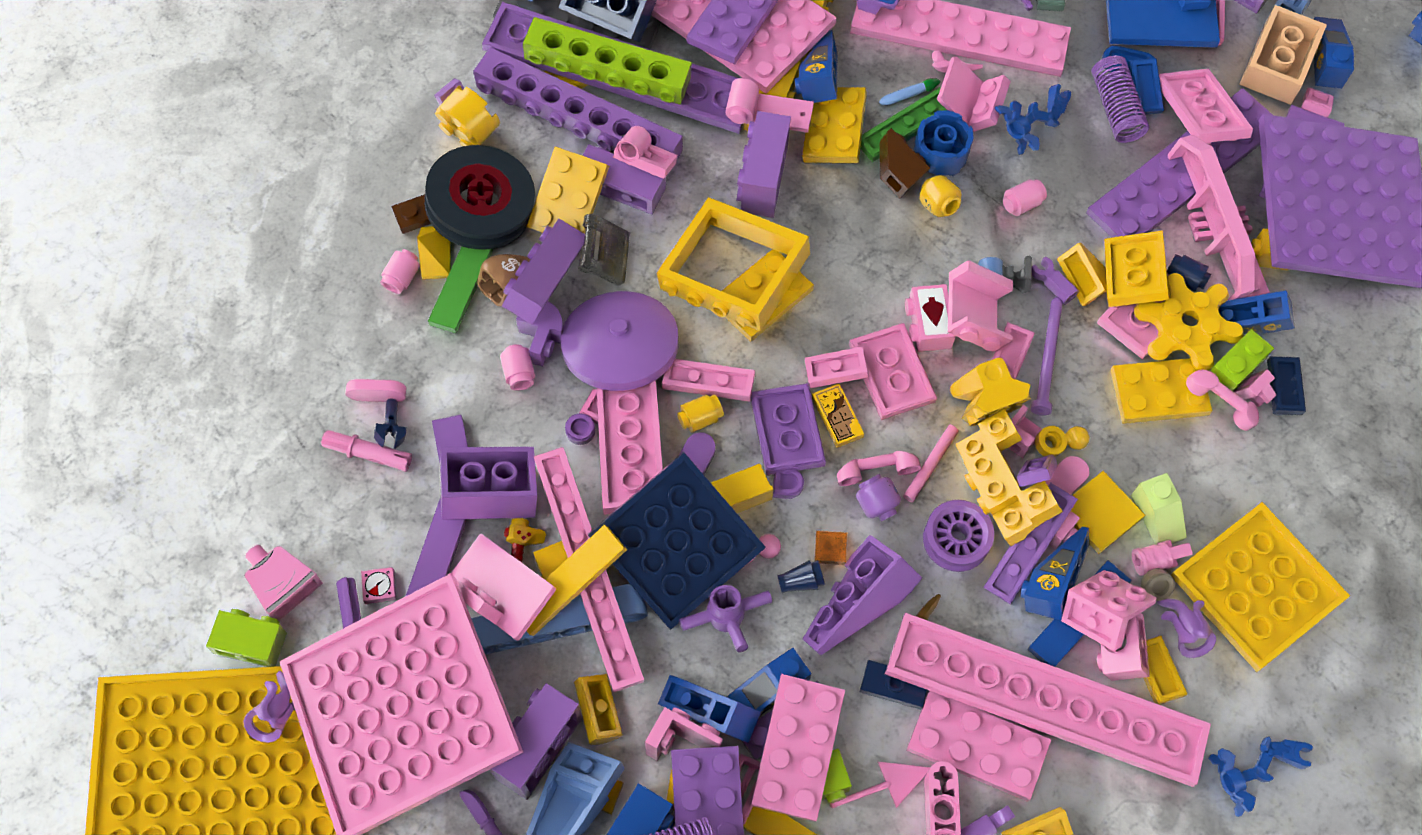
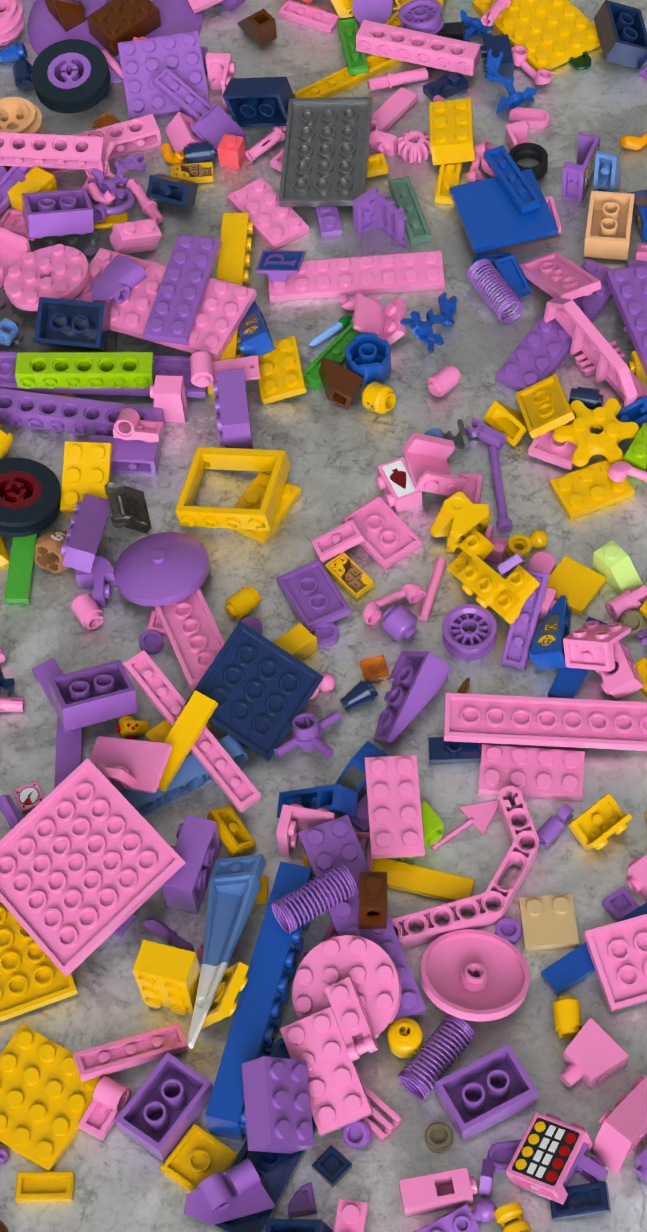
camera: 10 degrees left, 10 degrees down
(696, 123) = (170, 396): none -> bright pink brick
(709, 380) = (236, 577): bright pink plate -> none

